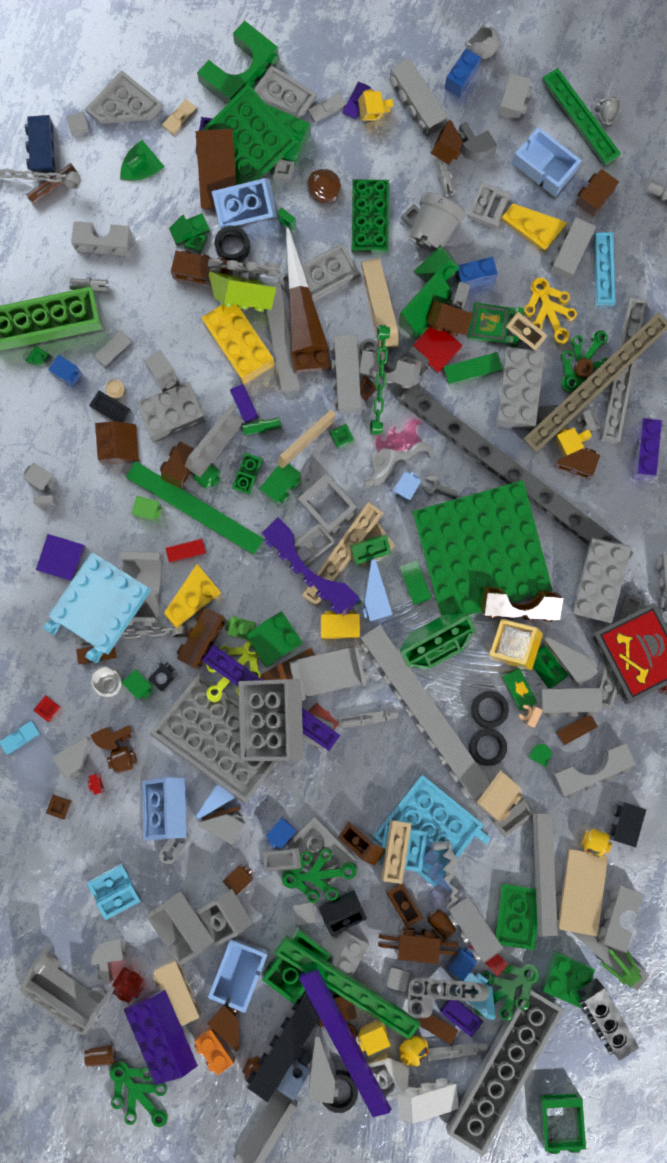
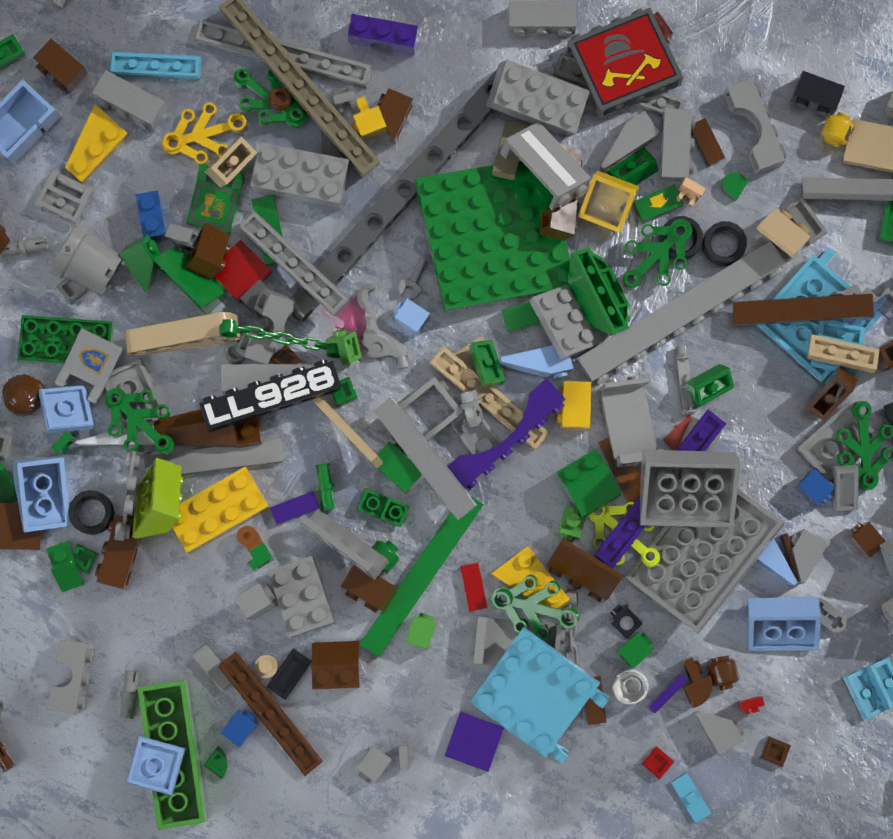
camera: 90 degrees left, 0 degrees up
(30, 303) = (155, 765): none -> light blue tile
(77, 394) = (270, 713): none -> reddish brown tile
(102, 712) = (666, 693): none -> dark purple tile
(168, 597) = (532, 606): none -> green plant
(210, 374) = (253, 542): none -> leg
(287, 501) = (425, 458): none -> light grey tile
(307, 271) = (135, 419): none -> green plant
(313, 217) = (66, 409): none -> light blue tile
(331, 373) = (270, 396): none -> black brick
(331, 538) = (471, 406): none -> light grey piece
(353, 235) = (91, 361): none -> light grey flag
(364, 739) = (710, 384): none -> green slope
(379, 434) = (347, 345): none -> bright green bracket
(409, 611) = (564, 322): none -> light grey plate
(432, 816) = (803, 309): none -> reddish brown tile
(443, 387) = (294, 263): none -> light grey tile
(476, 691) = (660, 250): none -> green plant
(543, 589) = (548, 163): none -> light grey panel
(555, 559) = (507, 167): none -> dark tan tile

